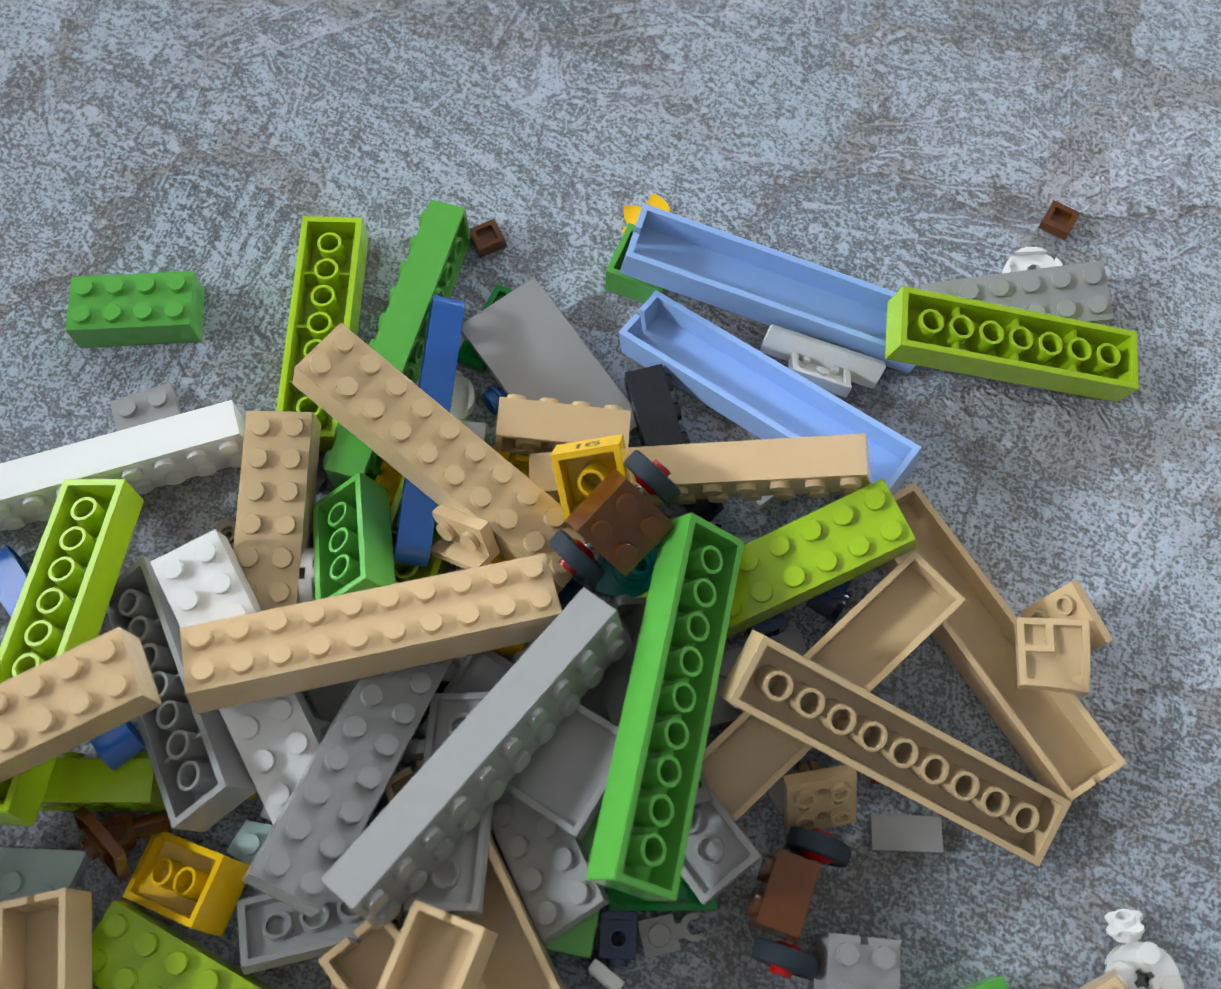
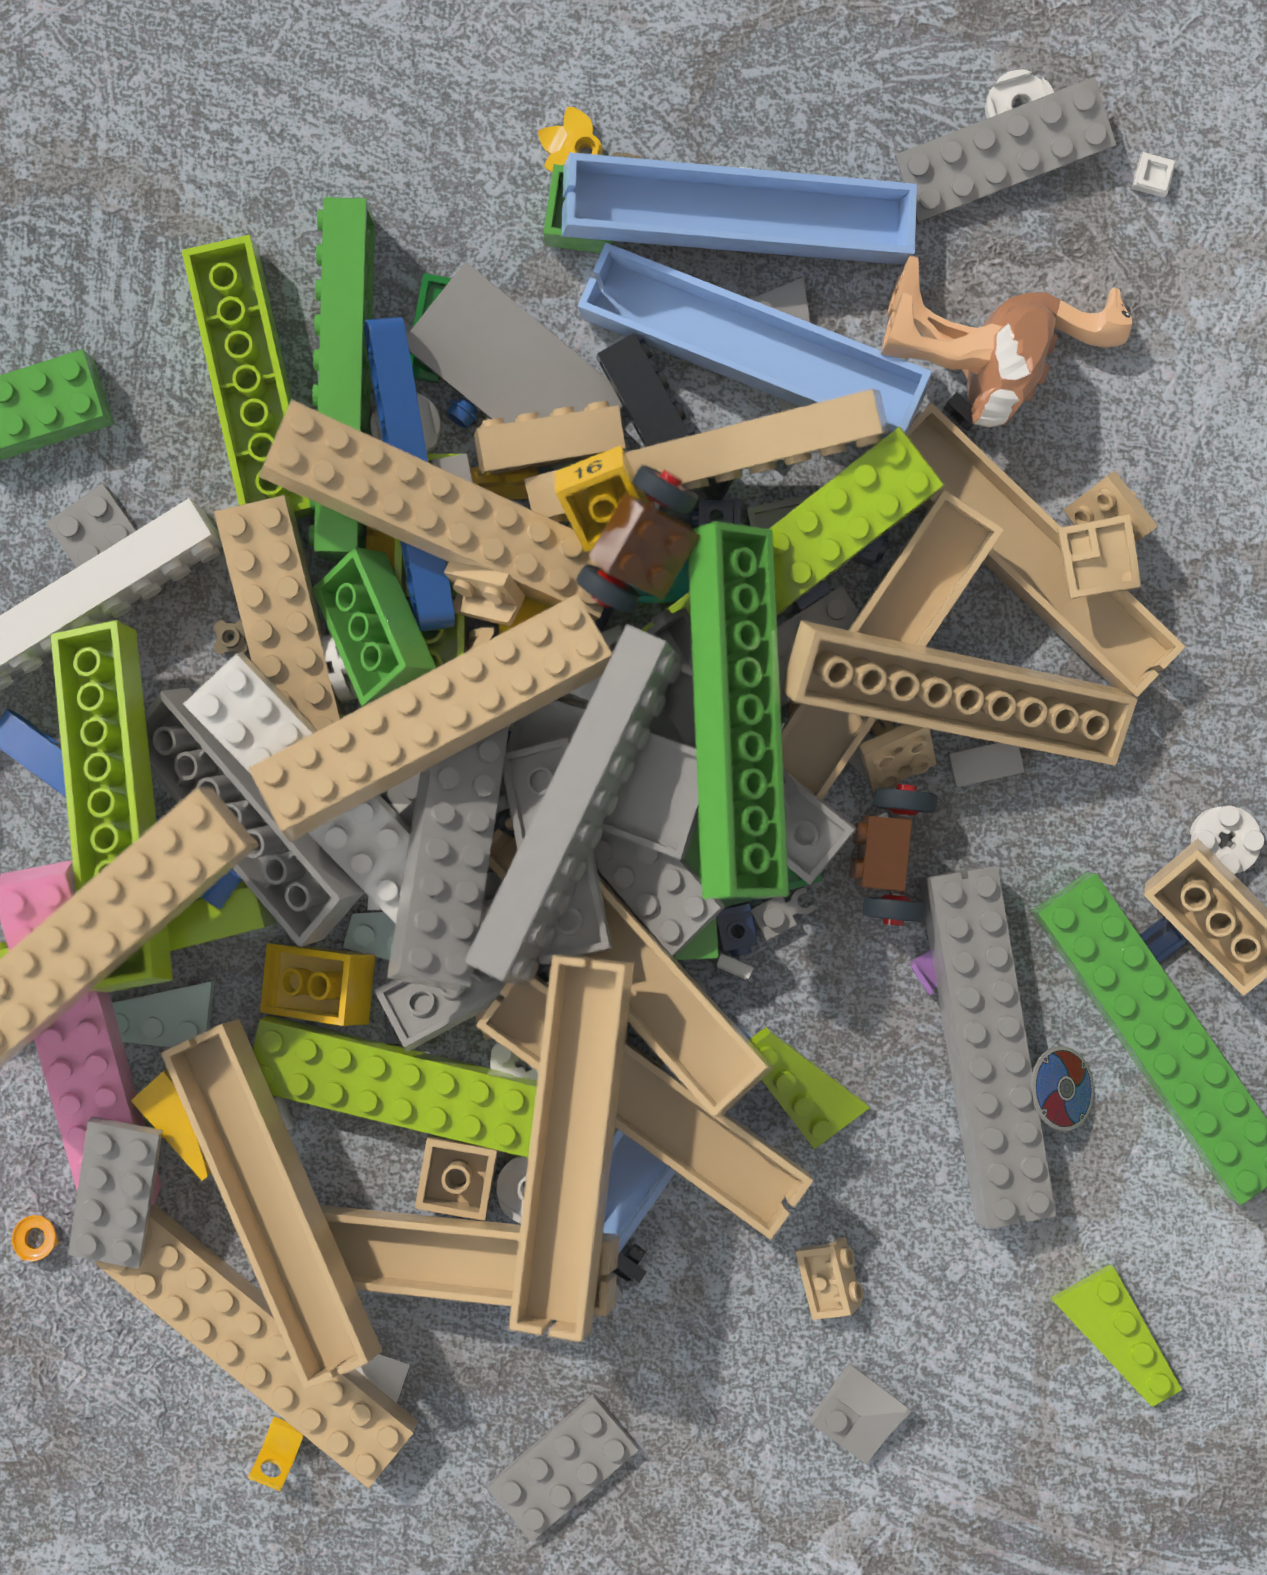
camera: 15 degrees left, 20 degrees up
(116, 836) = (235, 963): reddish brown piece -> none
(487, 238) = (393, 213): reddish brown tile -> none
(821, 361) = (806, 284): white bracket -> none
(941, 501) = (959, 411): none -> black tile
(988, 455) = (1004, 355): none -> animal
(1011, 344) = (1007, 213): lime brick -> none
(1059, 220) = (1039, 24): reddish brown plate -> none
(1125, 925) = (1203, 796): white plate -> none
(1147, 354) = (1153, 174): none -> white tile

